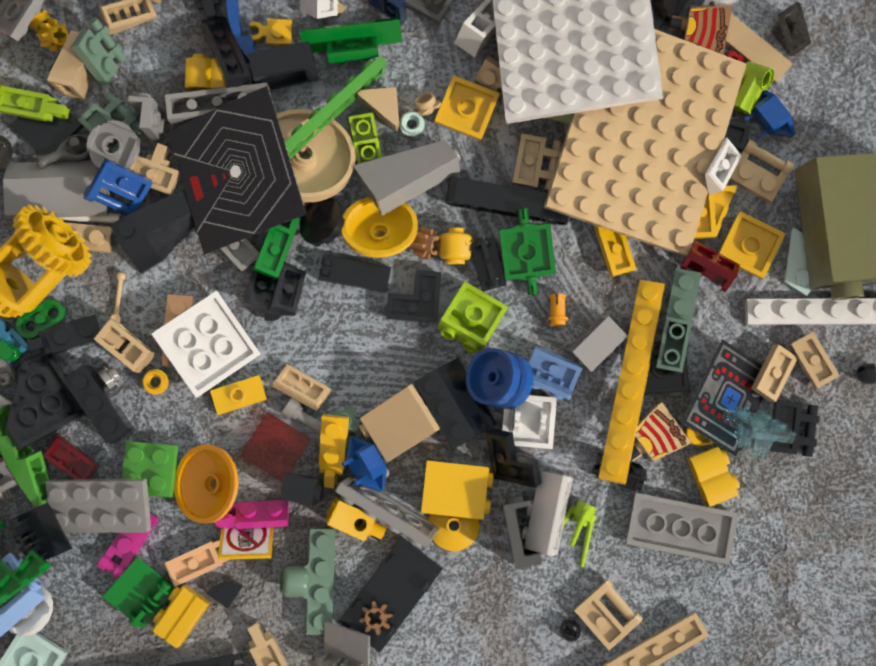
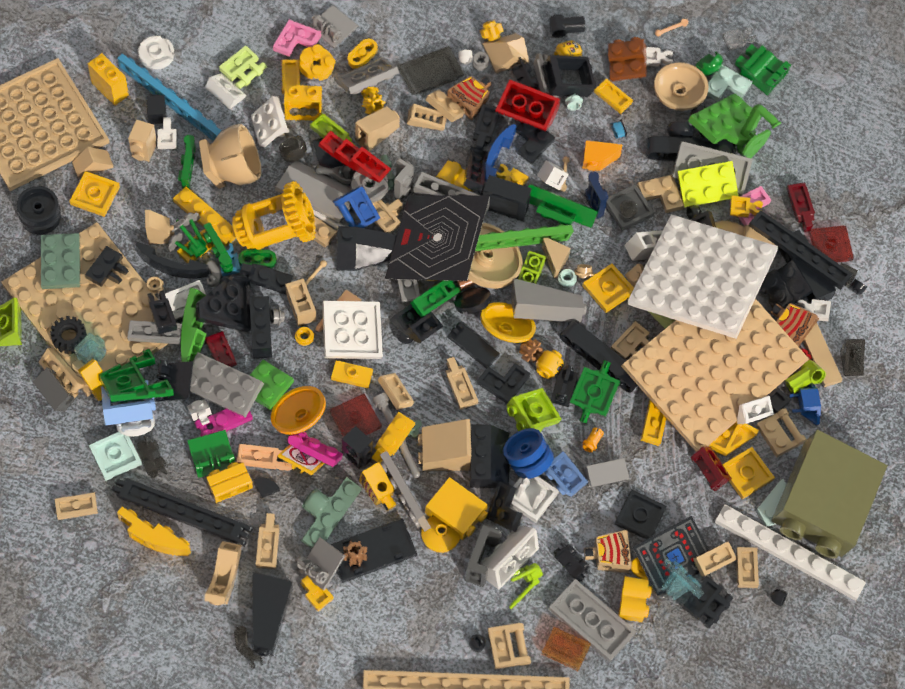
camera: 25 degrees right, 20 degrees down
(66, 630) = (149, 449): none -> clear smoke hinge
(74, 124) = (355, 158): none -> red slope
(93, 550) = (199, 410): none -> white plate
(94, 56) = (392, 127): sand green plate -> none
(365, 464) = (408, 458): blue piece -> none
(370, 333) = (460, 385): none -> tan hinge
(632, 382) = (614, 508): yellow plate -> none
(672, 579) = (566, 649): none -> clear orange plate
(678, 320) = (670, 488): sand green slope -> none

